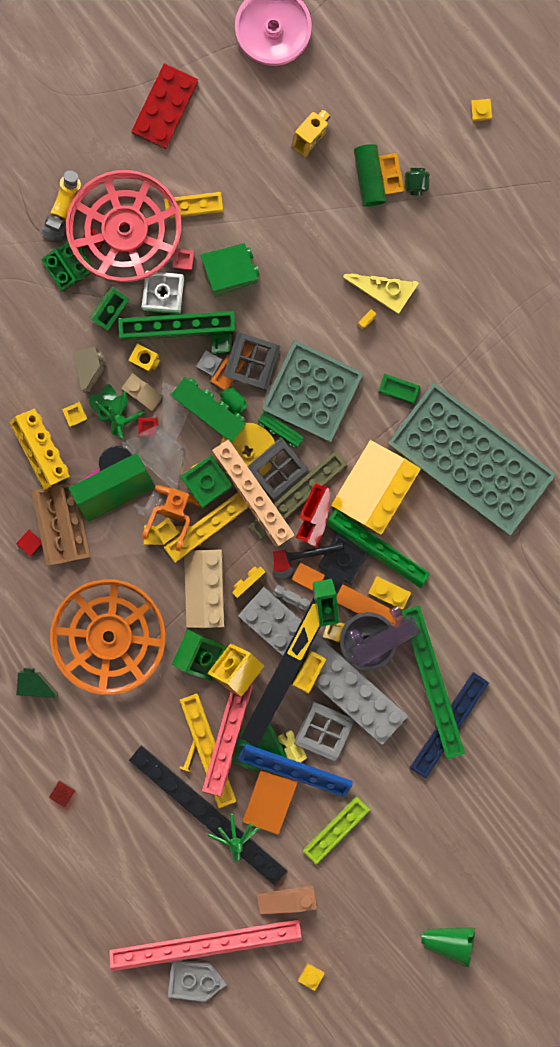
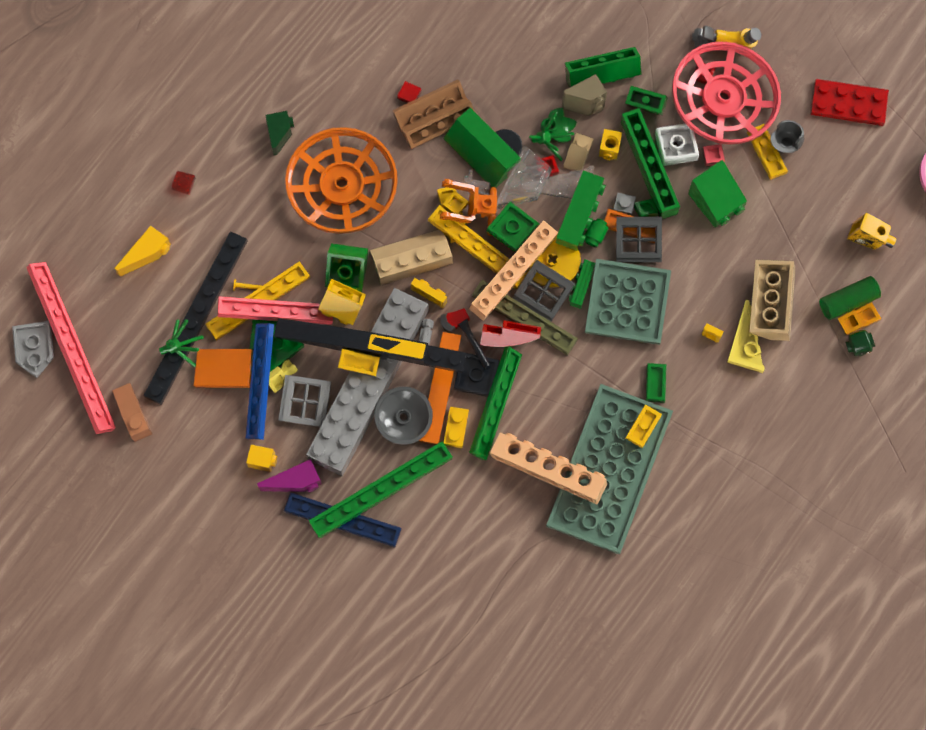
camera: 70 degrees right, 15 degrees down
(39, 449) = (498, 76): yellow brick -> none
(61, 340) = (607, 67): none -> green brick
(65, 267) = (670, 55): green slope -> none
(75, 414) = (539, 99): yellow plate -> none
(124, 845) = (145, 250): none -> yellow slope
(189, 180) = (788, 136): none -> dark grey helmet
(311, 976) = (62, 454): yellow plate -> none
(326, 602) = (429, 352): green slope -> none
(333, 632) = (404, 381): yellow plate -> none
(336, 830) = (211, 440): lime tile -> none
(351, 251) = (772, 299): none -> tan slope
(370, 787) = (261, 458): none -> yellow brick
(375, 487) = (553, 386): yellow slope -> none
(383, 640) = (408, 426): clear purple brick -> none
(400, 758) = (296, 479): none -> magenta slope
(427, 556) = (590, 492): none -> light nougat brick
(443, 415) = (643, 426): none -> yellow plate
(450, 943) = (126, 579): green cone -> none

